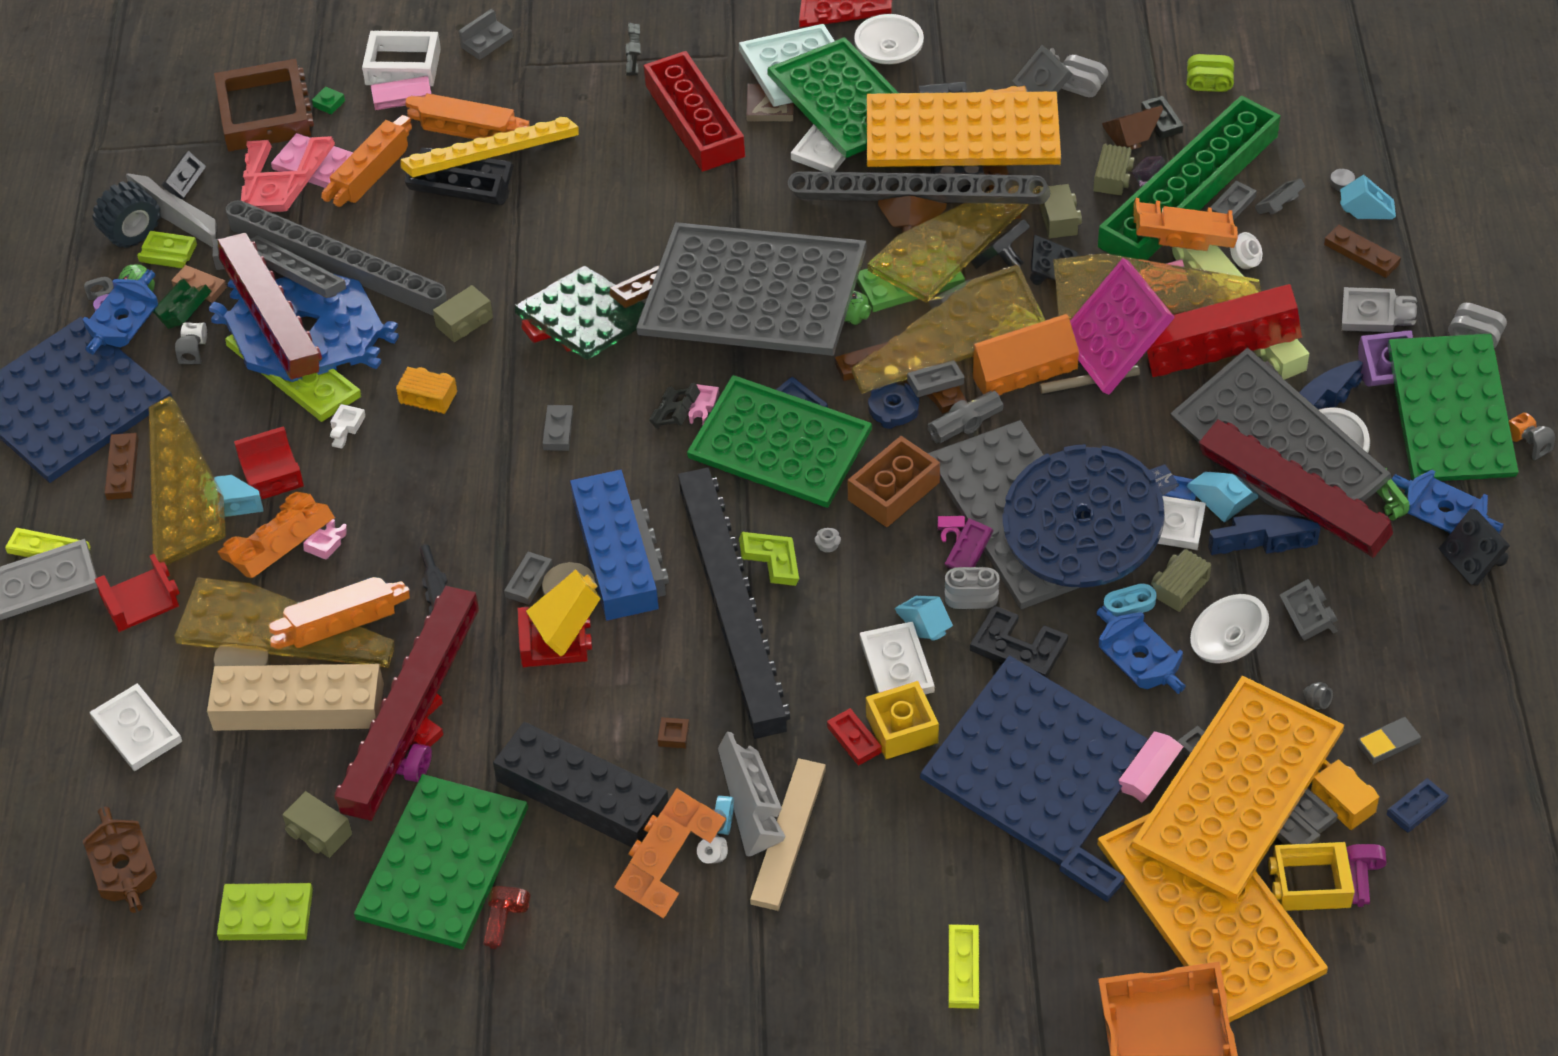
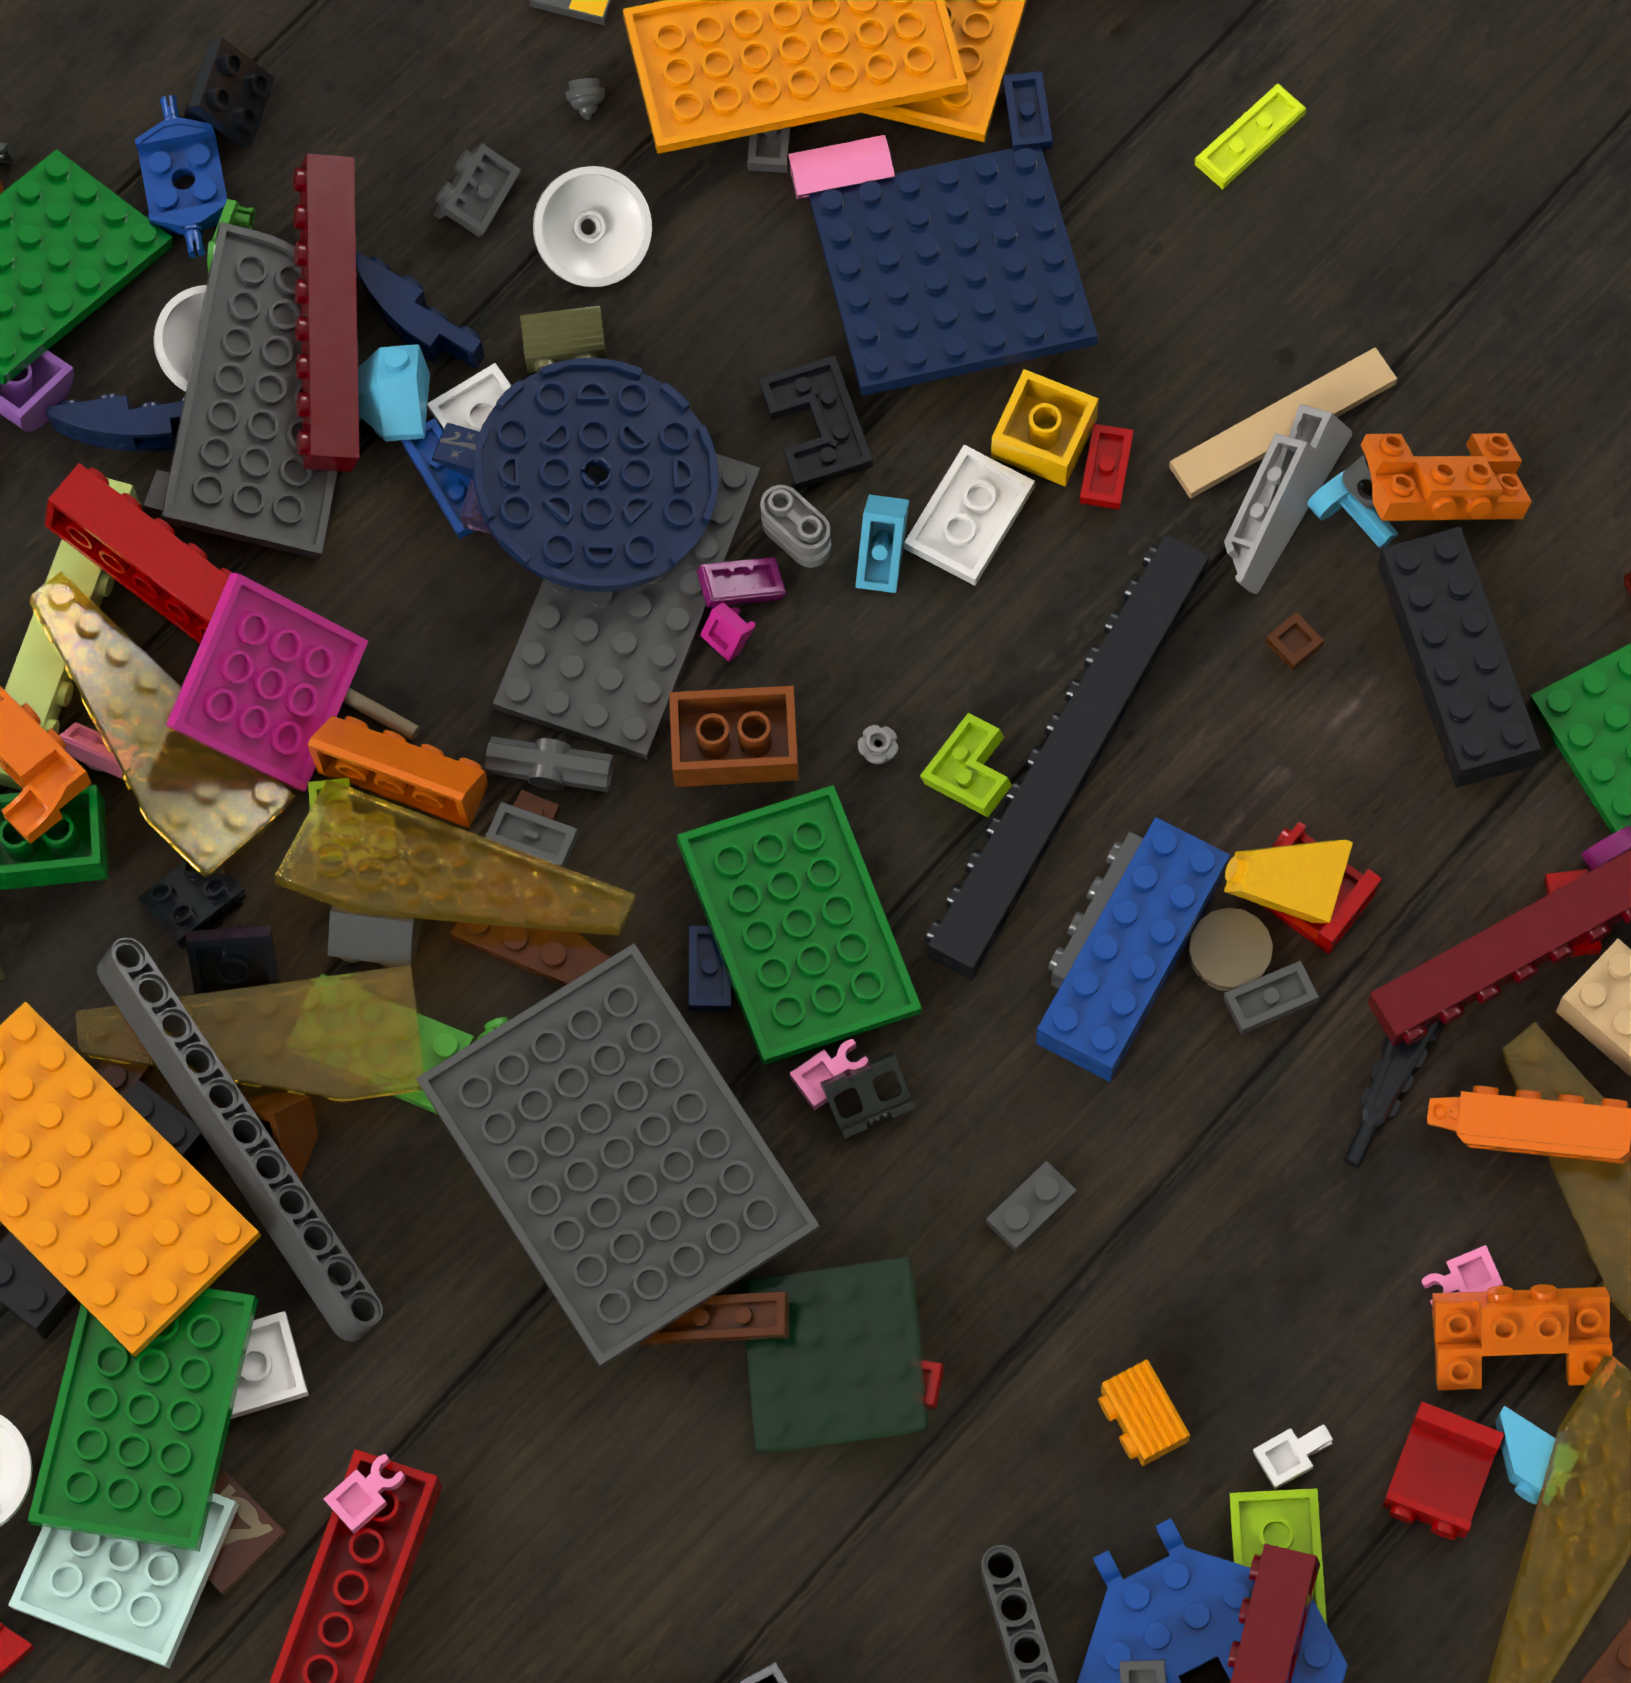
camera: 135 degrees left, 20 degrees up
(463, 313) = (988, 1504): olive brick -> none
(720, 118) = (359, 1497): none -> bright pink plate
(896, 415) = (613, 839): dark blue plate -> none
(1060, 212) = (75, 975): olive brick -> none
(1128, 600) = (647, 358): medium azure plate -> none
(1131, 634) = (698, 270): blue plate -> none

